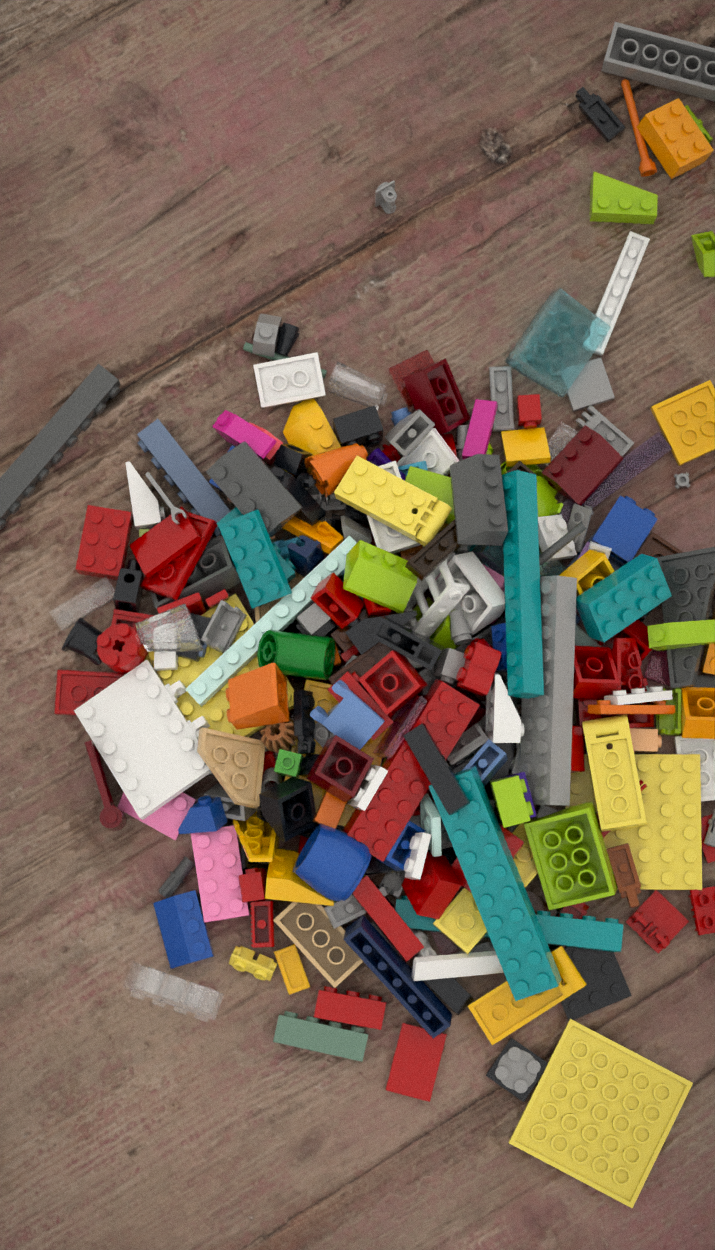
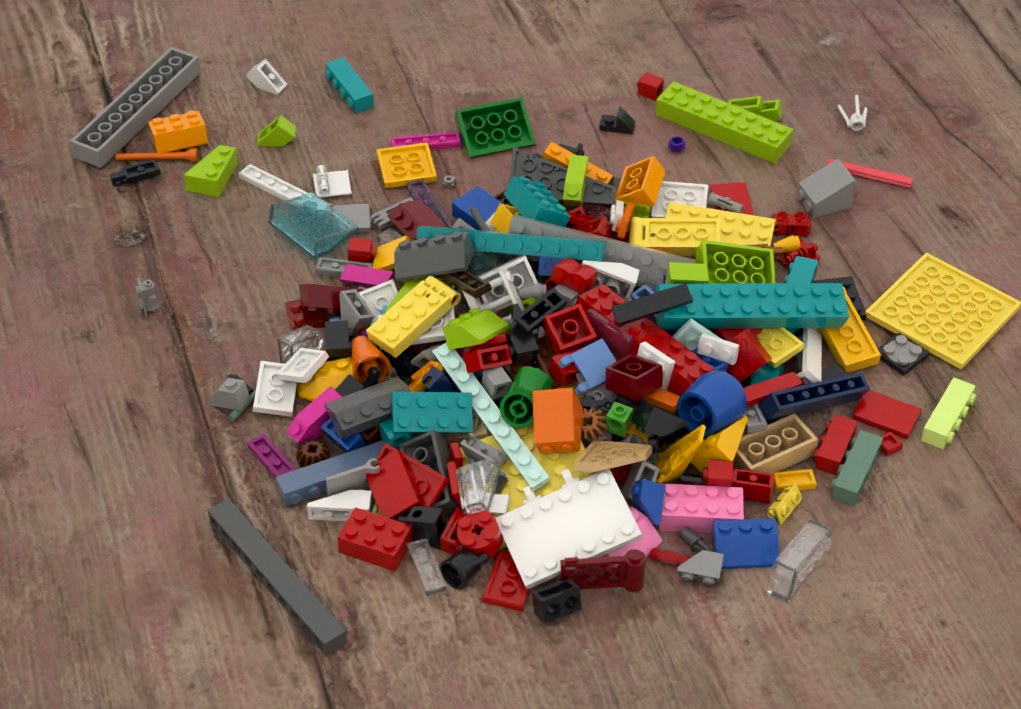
camera: 75 degrees left, 35 degrees down
(61, 746) = (556, 600): none -> black brick
(139, 888) = (702, 566): none -> light grey slope
(153, 850) = (668, 556): none -> red axle
(193, 406) = (270, 456): none -> magenta plate
(205, 439) = (312, 453): none -> reddish brown gear
(312, 400) = (303, 365): none -> white plate
(371, 1068) = (890, 444): none -> red tile
(428, 1133) = (948, 413): none -> yellowish green brick
(641, 344) = (331, 183): none -> white hinge
(660, 910) = (789, 244): none -> yellow cone

